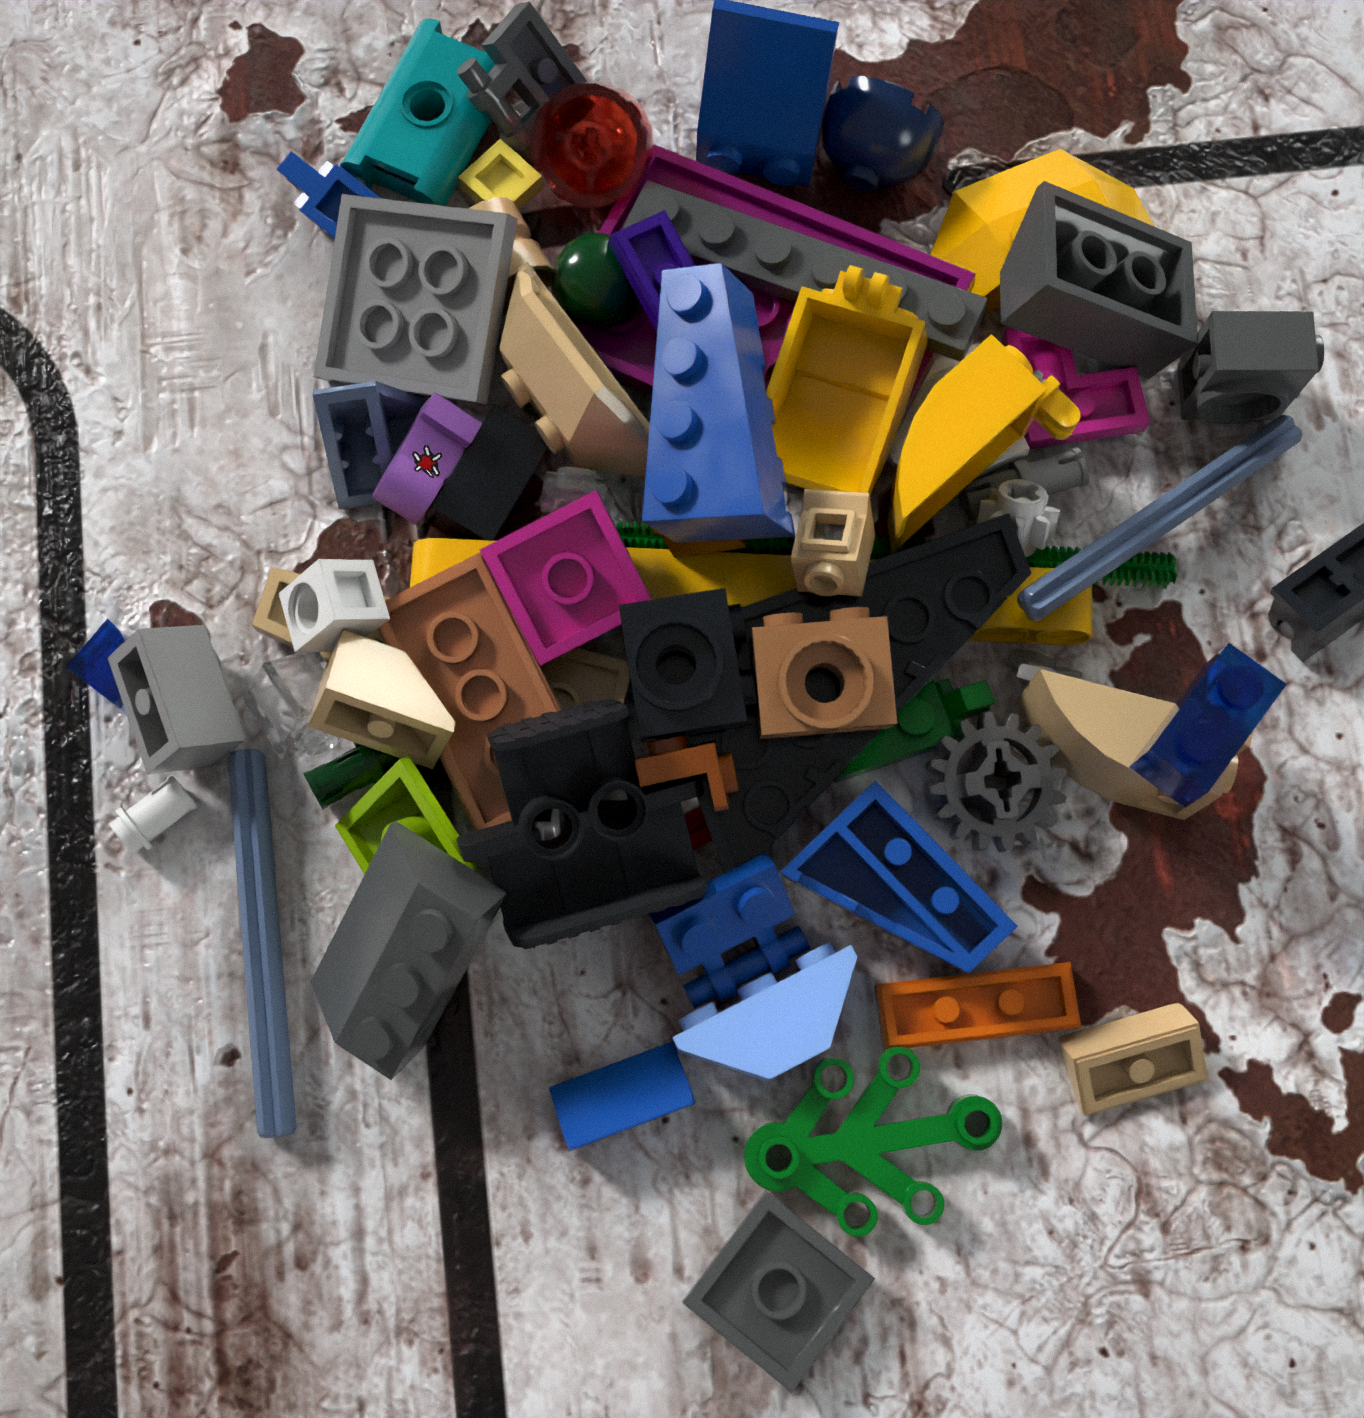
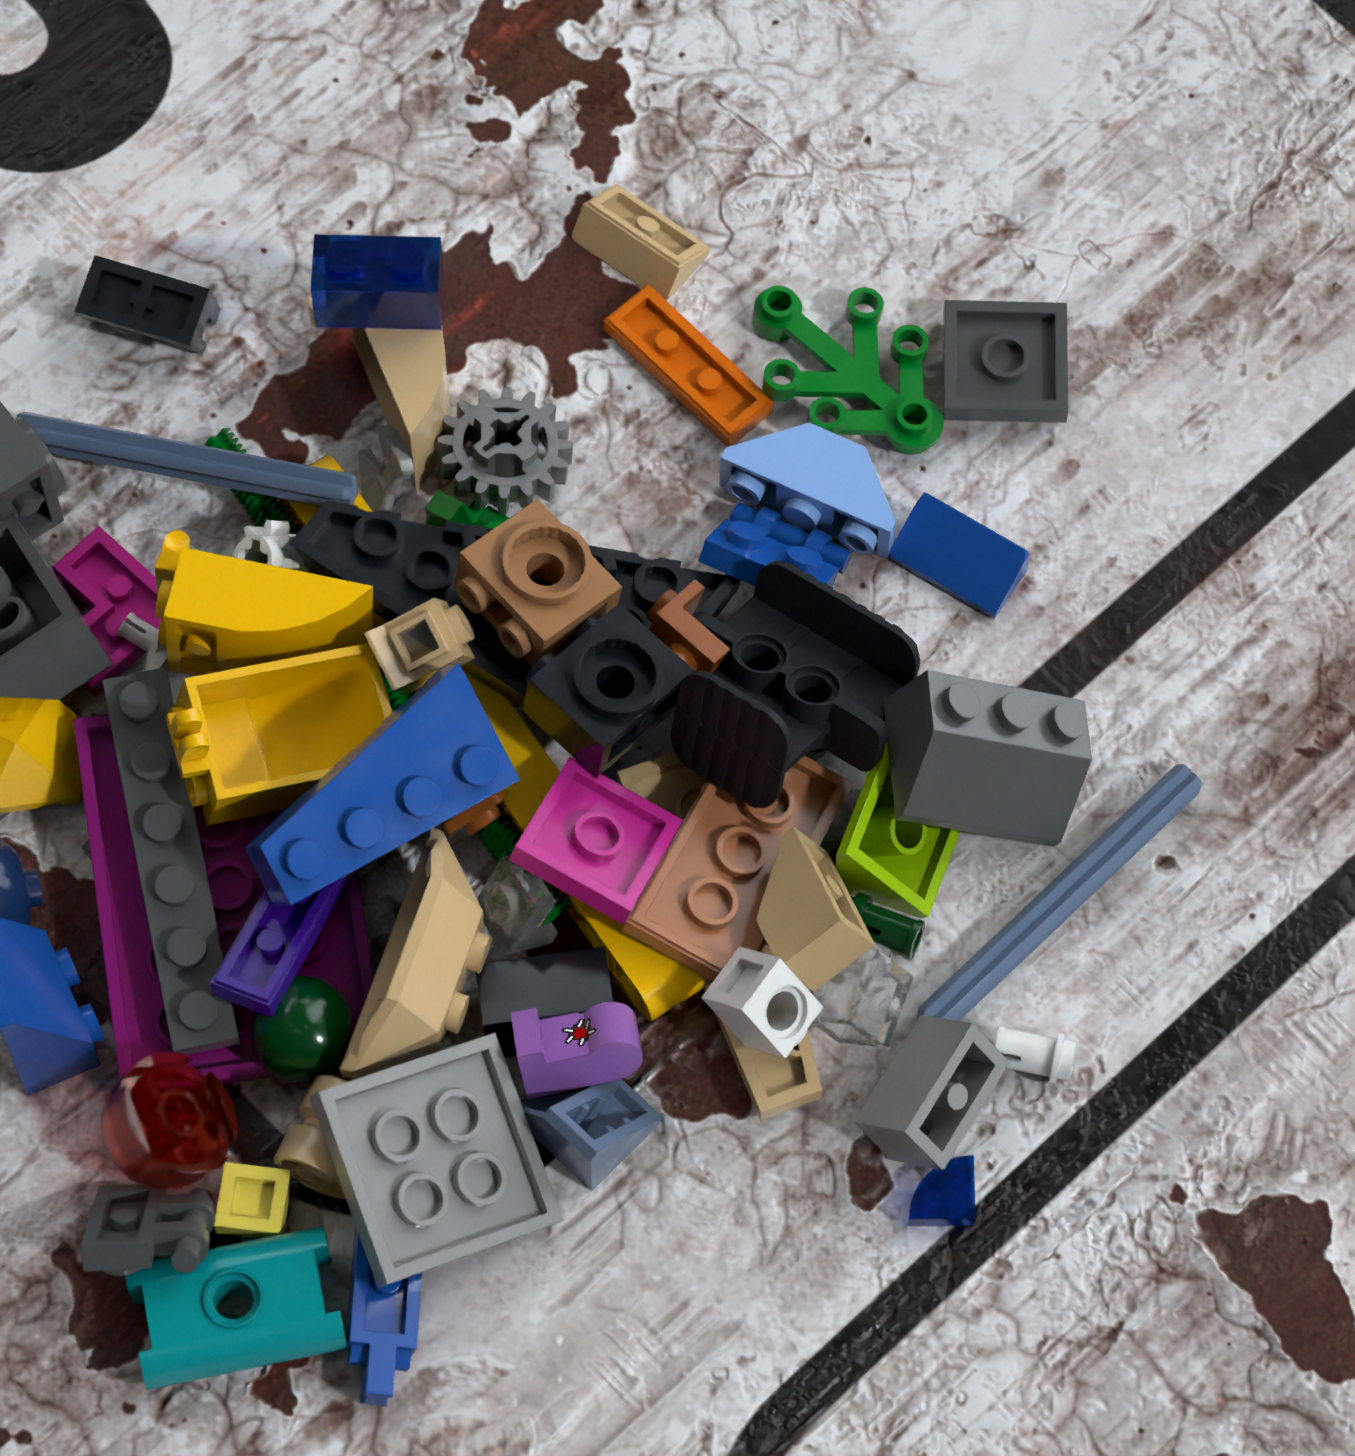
camera: 125 degrees left, 10 degrees down
(901, 881) = (643, 465): blue wedge -> none

